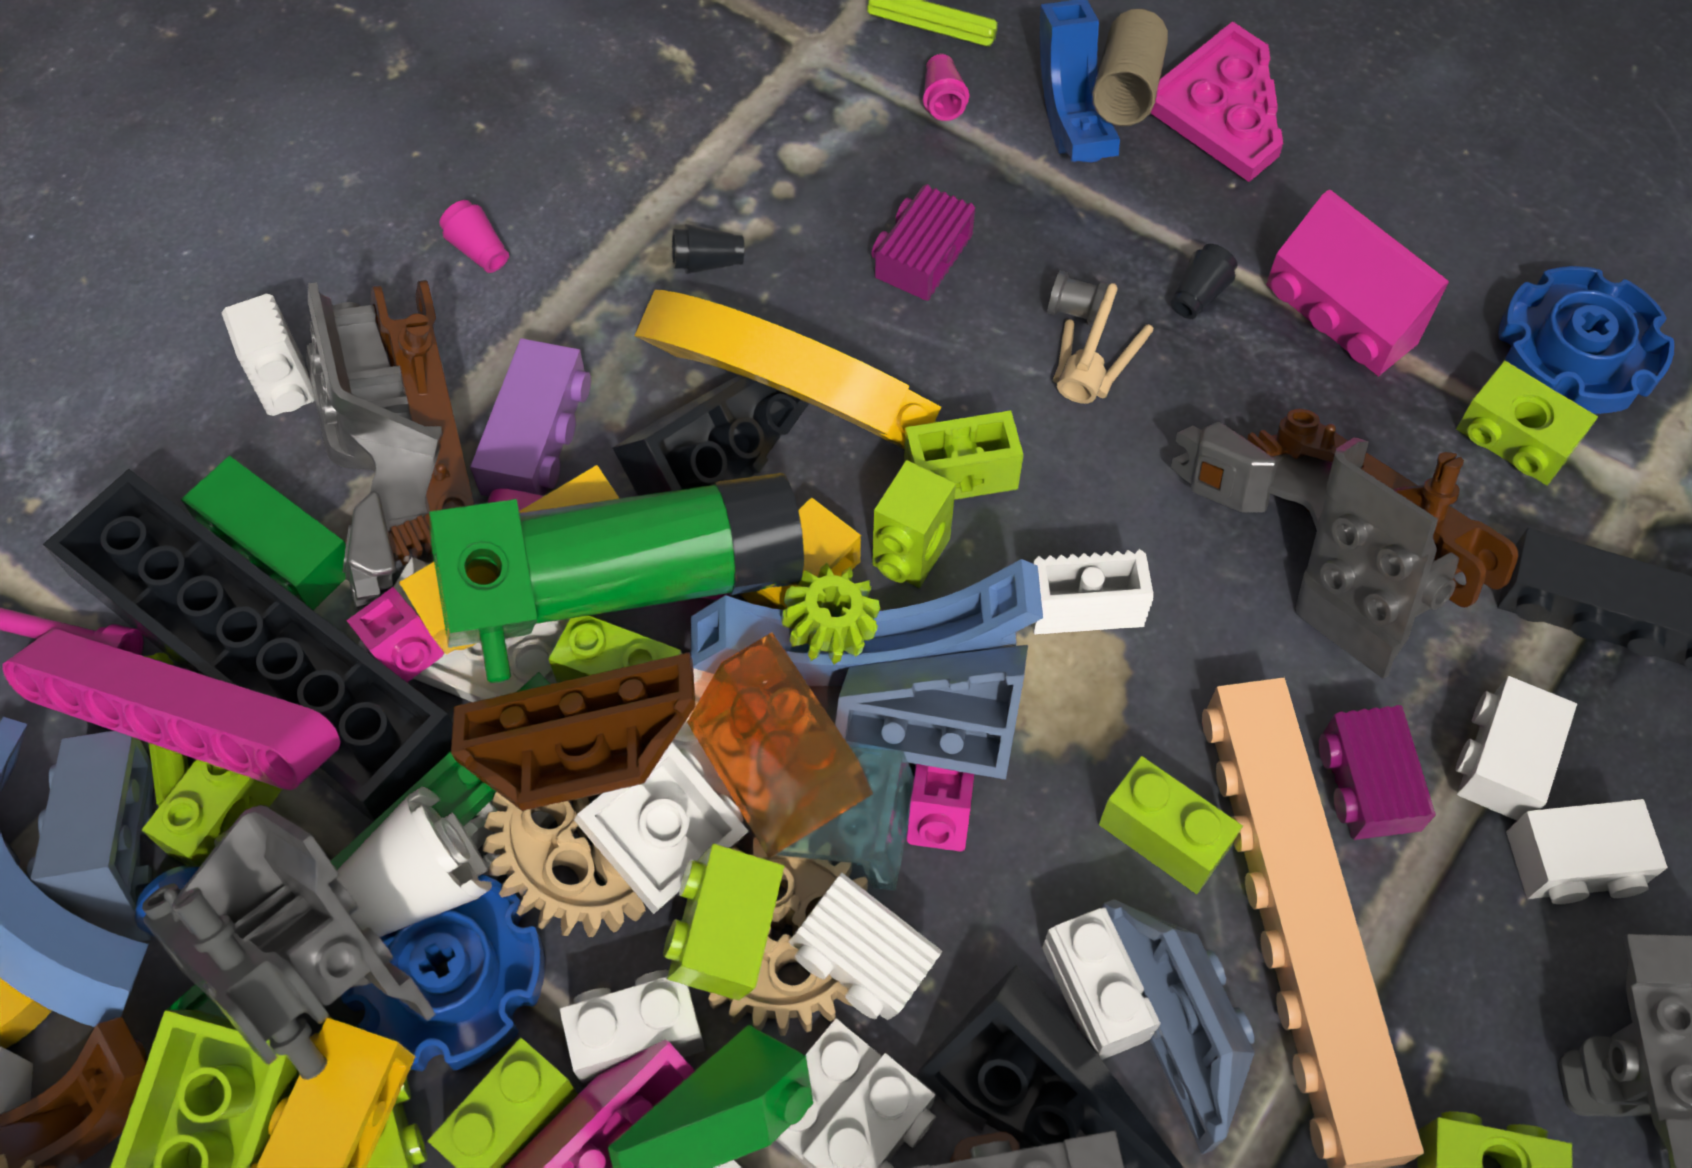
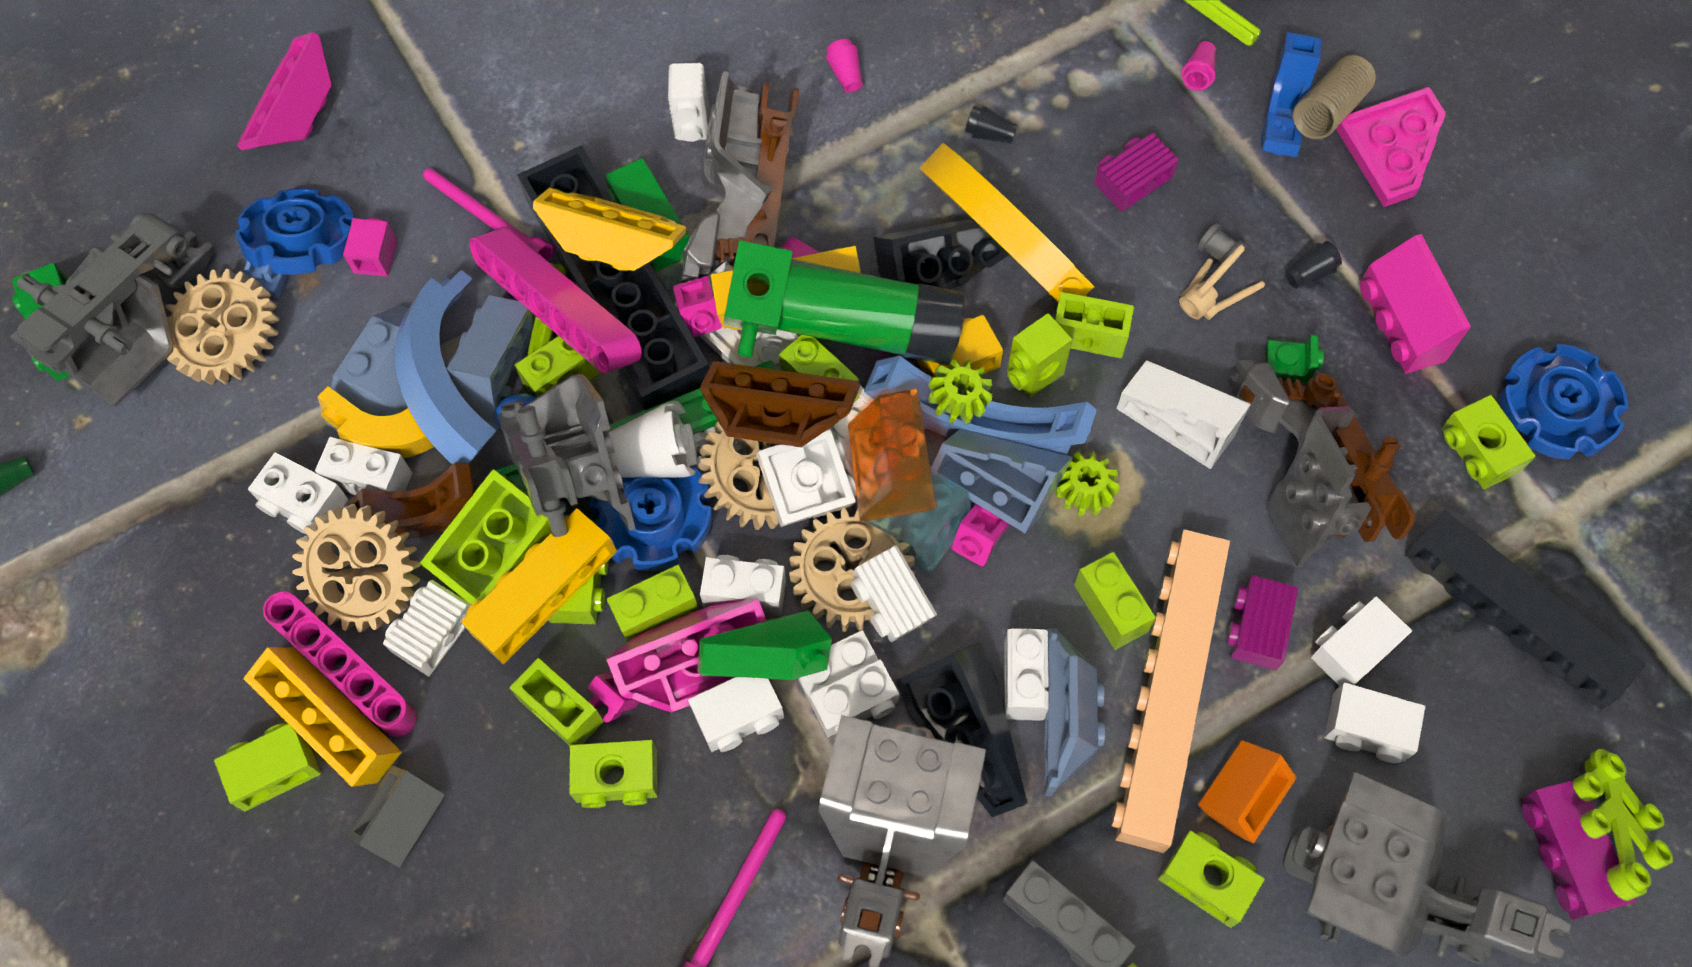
camera: 25 degrees right, 5 degrees up
(212, 575) = (606, 229): none -> yellow wedge
(531, 419) = (832, 200): medium lavender brick -> none
(724, 922) = (817, 546): lime brick -> none
(1059, 676) = (1094, 474): none -> lime gear
(1093, 592) = (1132, 440): white brick -> none
(1169, 520) = (1183, 411): none -> white wedge
(1242, 406) = (1294, 359): none -> green bracket
(1474, 1020) = (1248, 790): none -> orange brick

